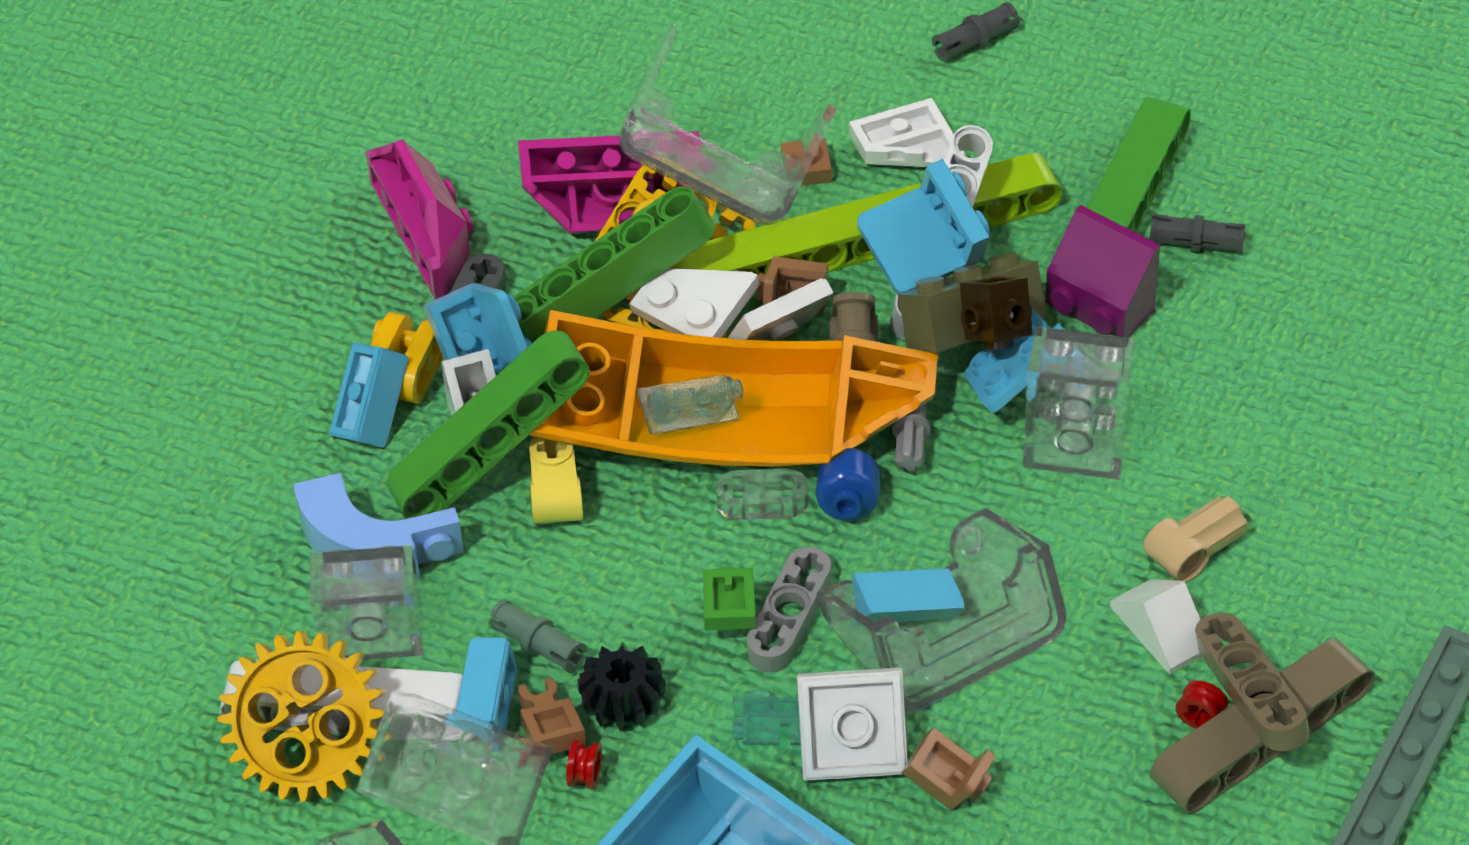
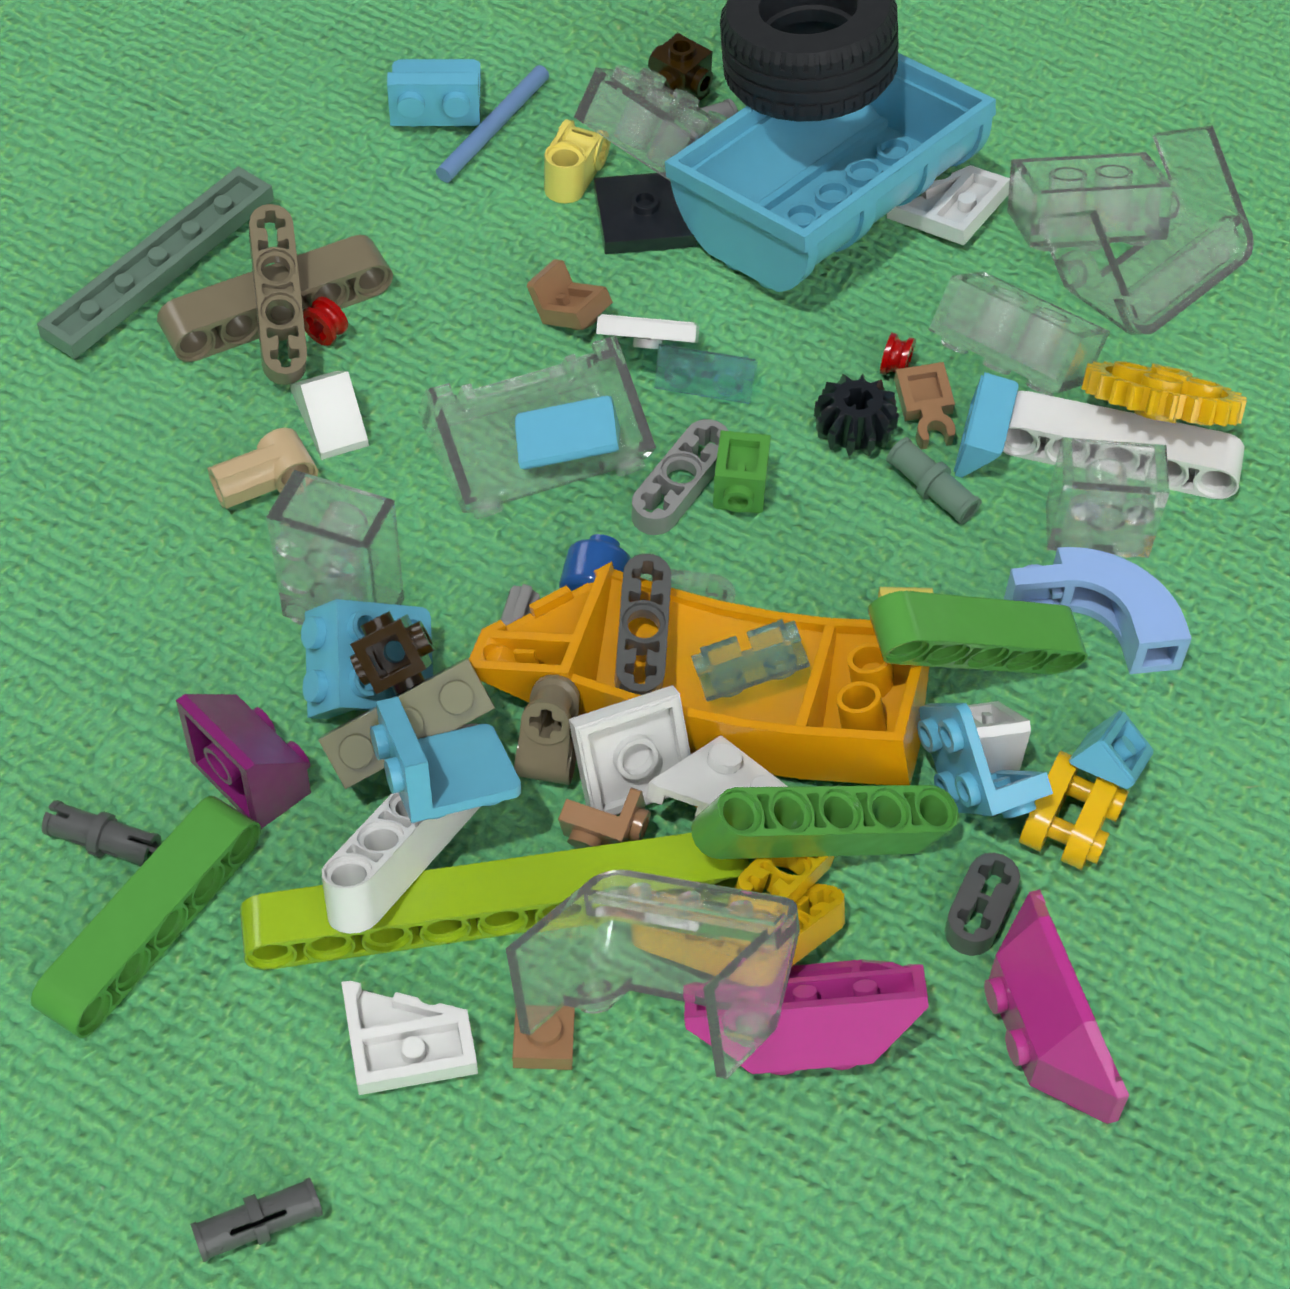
camera: 175 degrees left, 5 degrees up
(796, 397) = (656, 610): none -> dark grey beam

